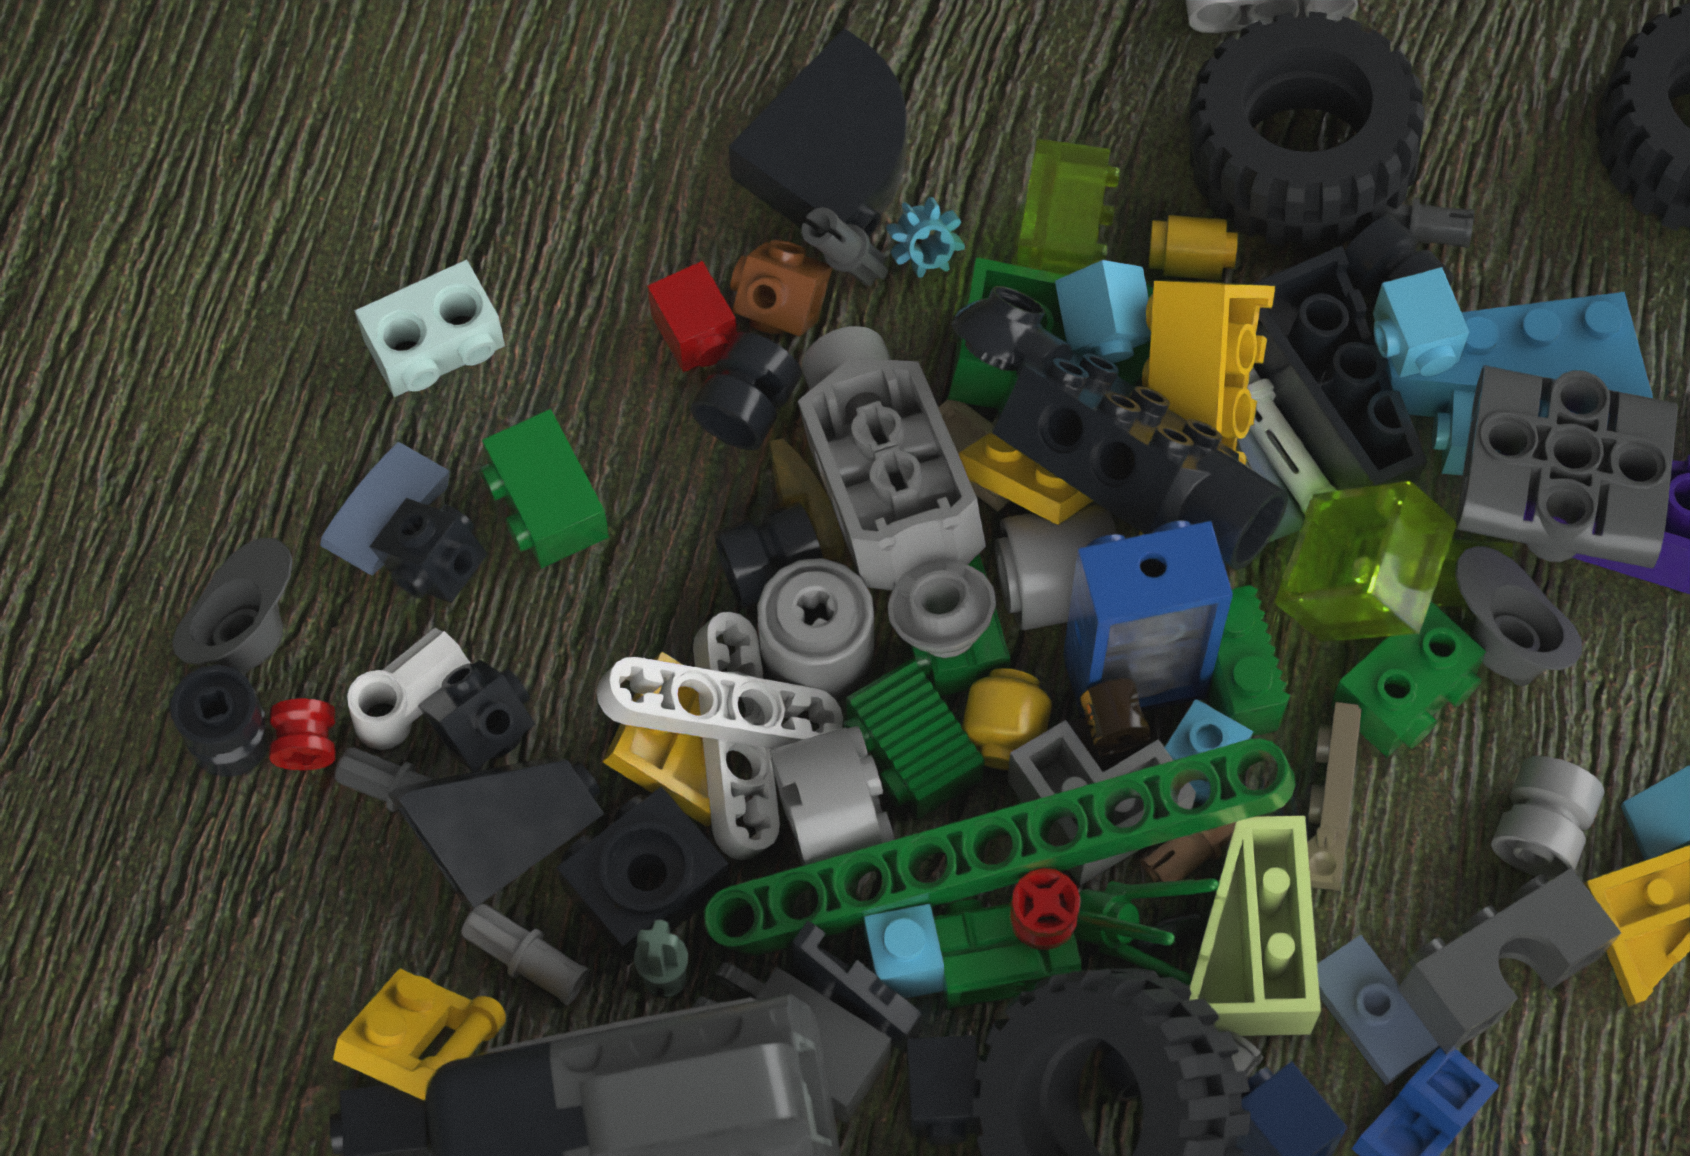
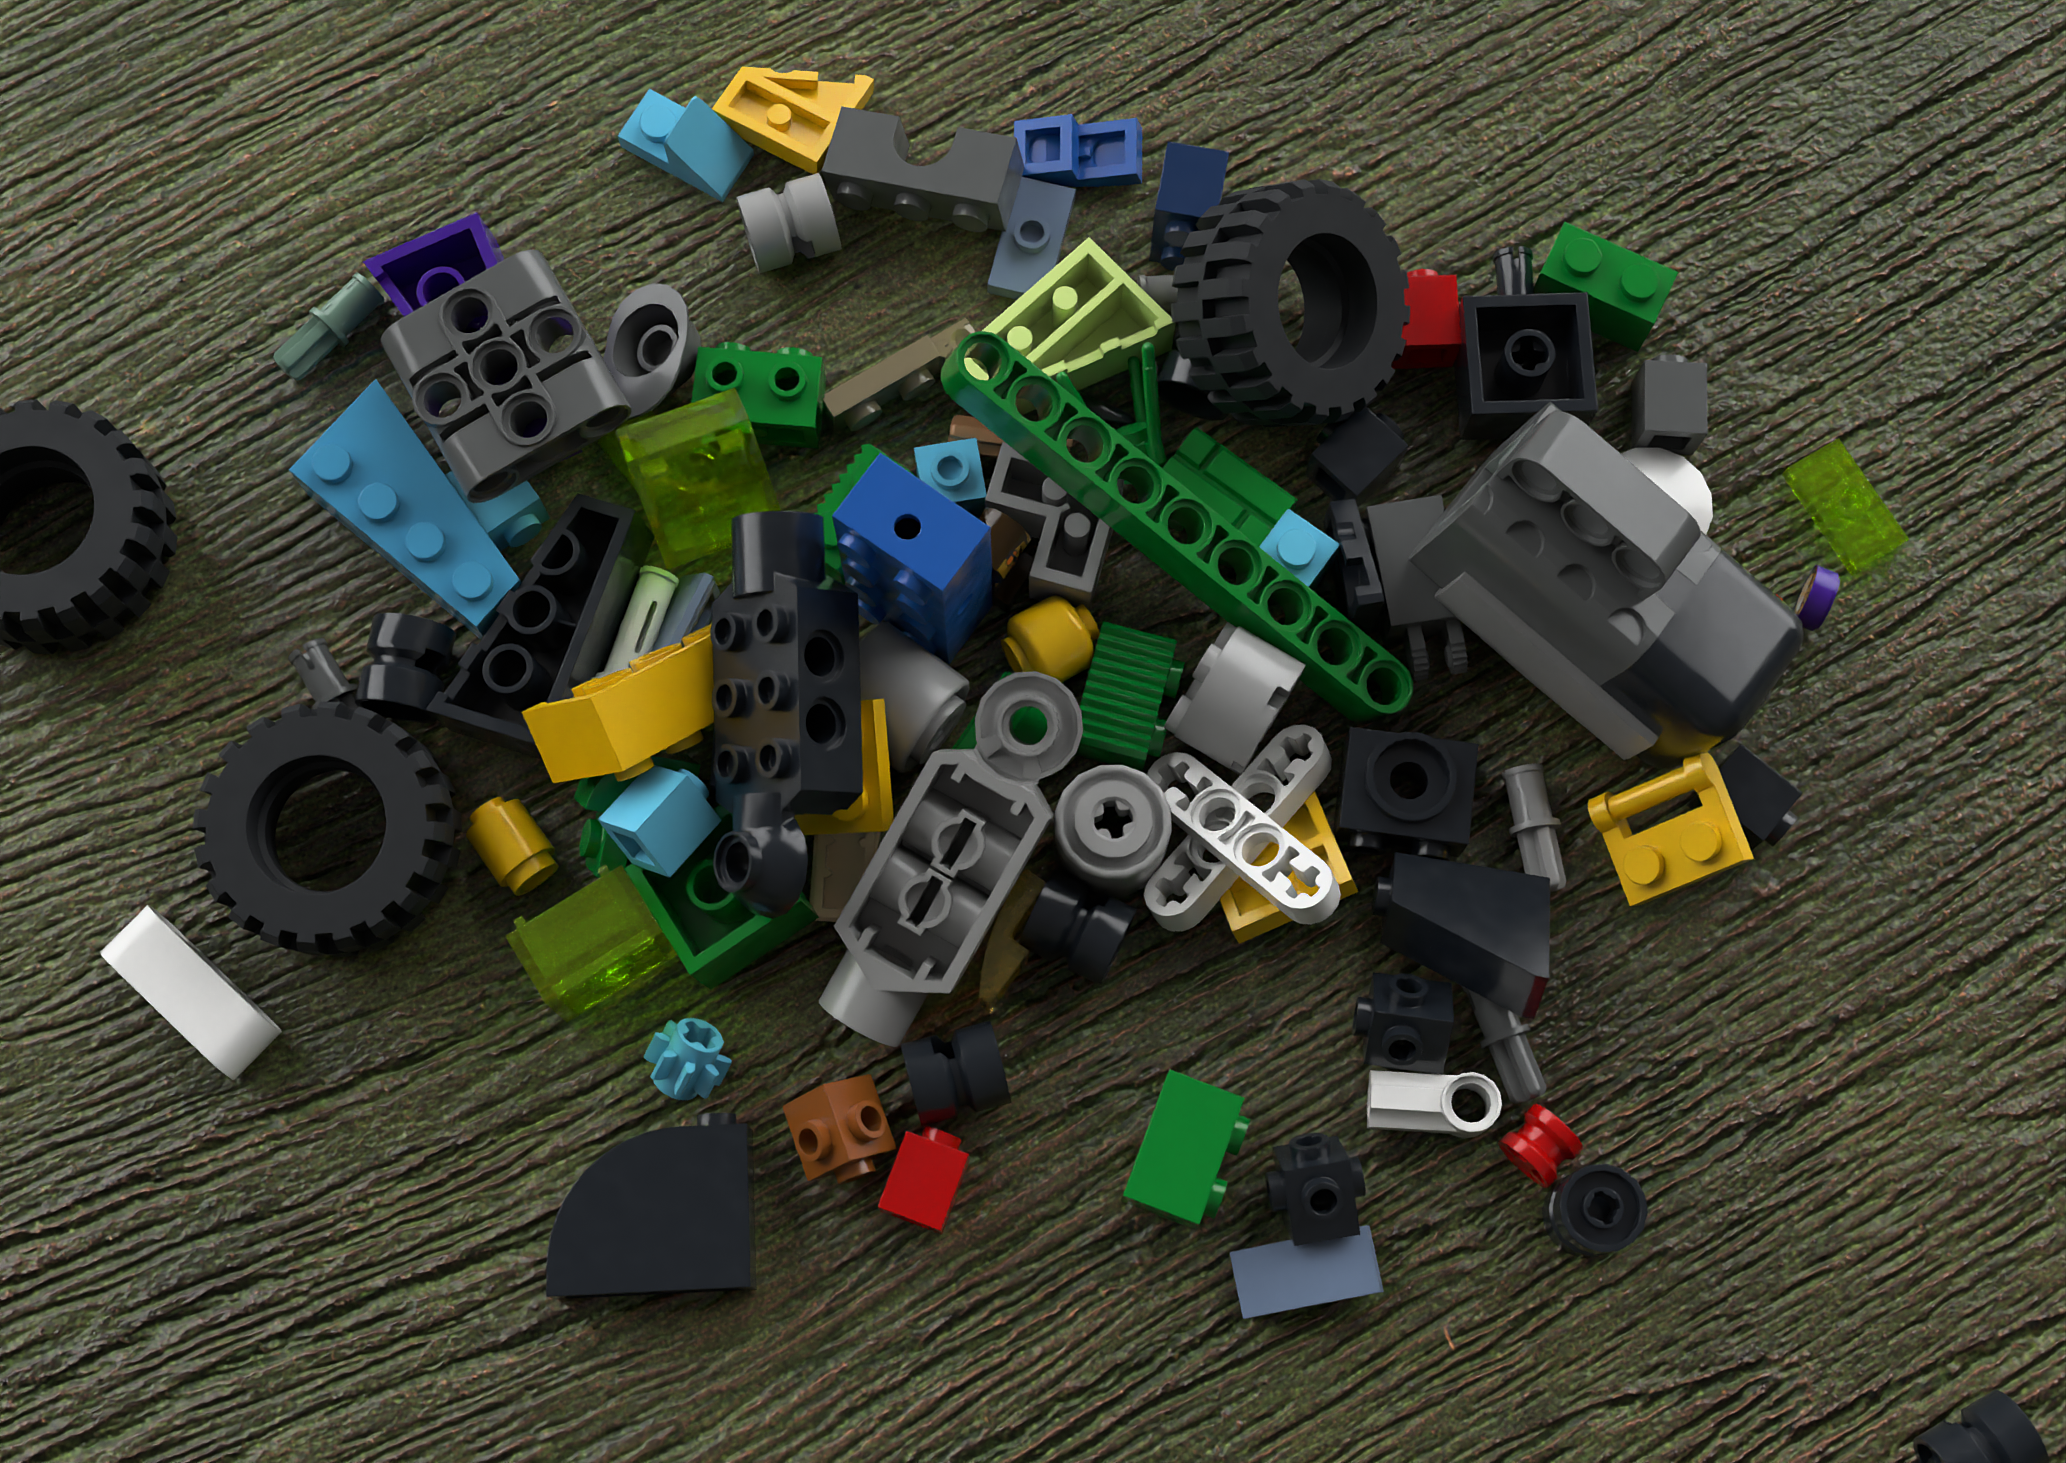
camera: 135 degrees left, 10 degrees up
(238, 612) = (1503, 1290): dark grey piece -> none
(423, 316) = (1122, 1403): light aqua brick -> none
(661, 960) = (1460, 711): sand green axle -> none
(844, 246) = (765, 1102): dark grey axle -> none
(1050, 895) = (1189, 456): red wheel -> none
(1419, 324) = (468, 571): medium azure brick -> none

